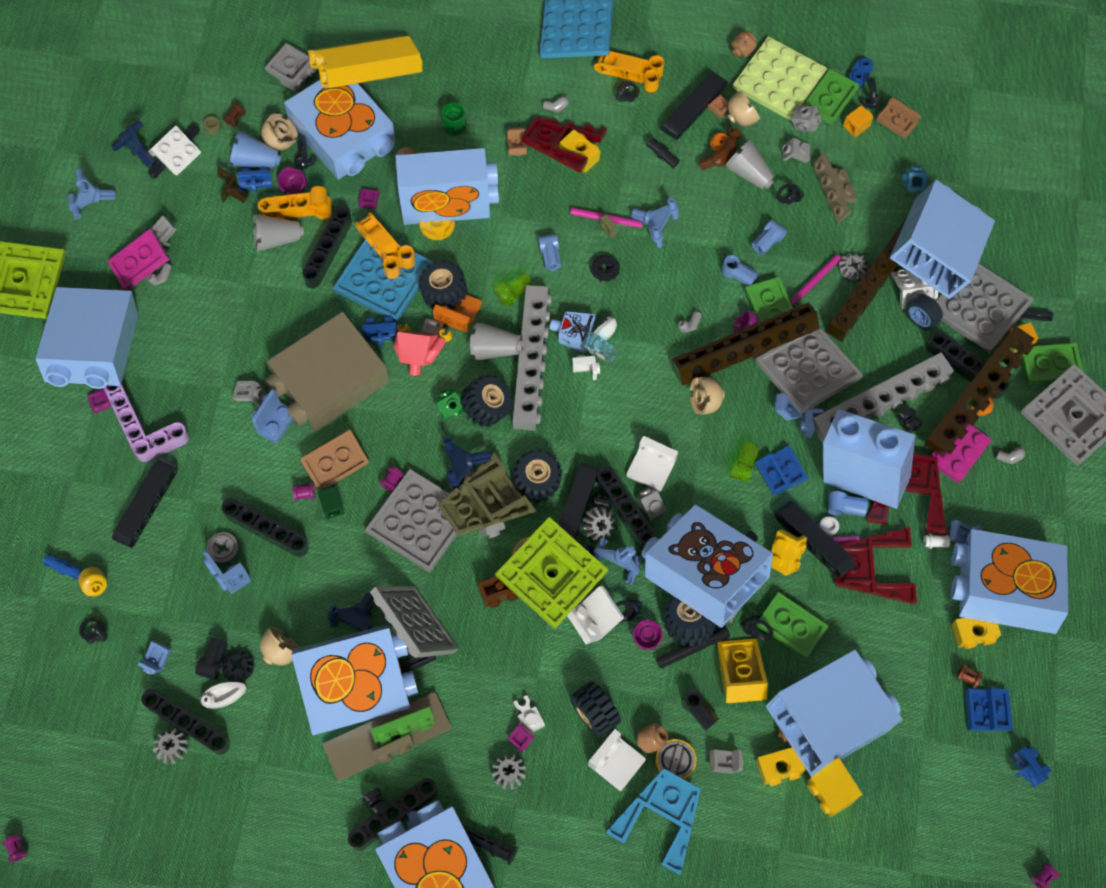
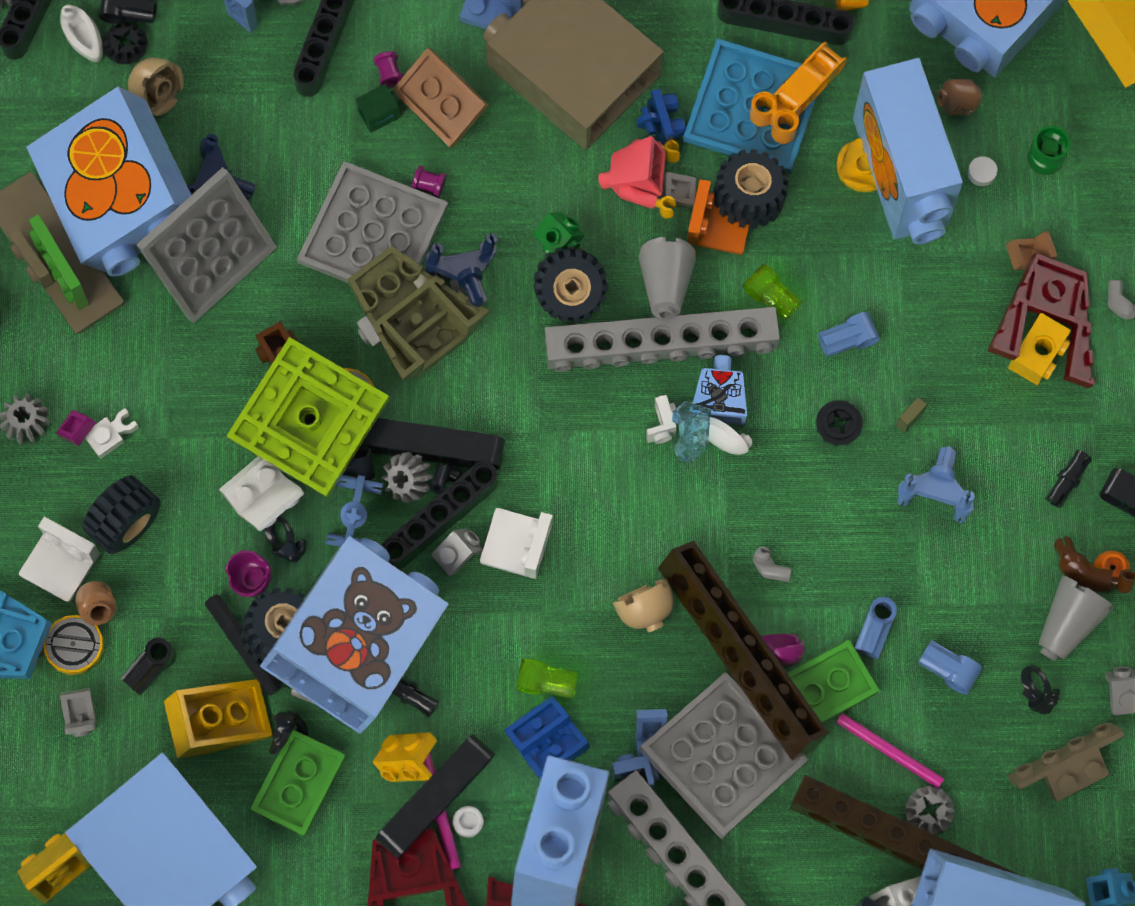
camera: 80 degrees right, 5 degrees up
(369, 198) = (883, 55): magenta tile -> none
(537, 475) = (467, 378): black wheel -> none
(595, 215) = (931, 411): dark pink bar -> none
(768, 771) = (74, 774): yellow brick -> none
(842, 504) = (505, 835): medium blue piece -> none

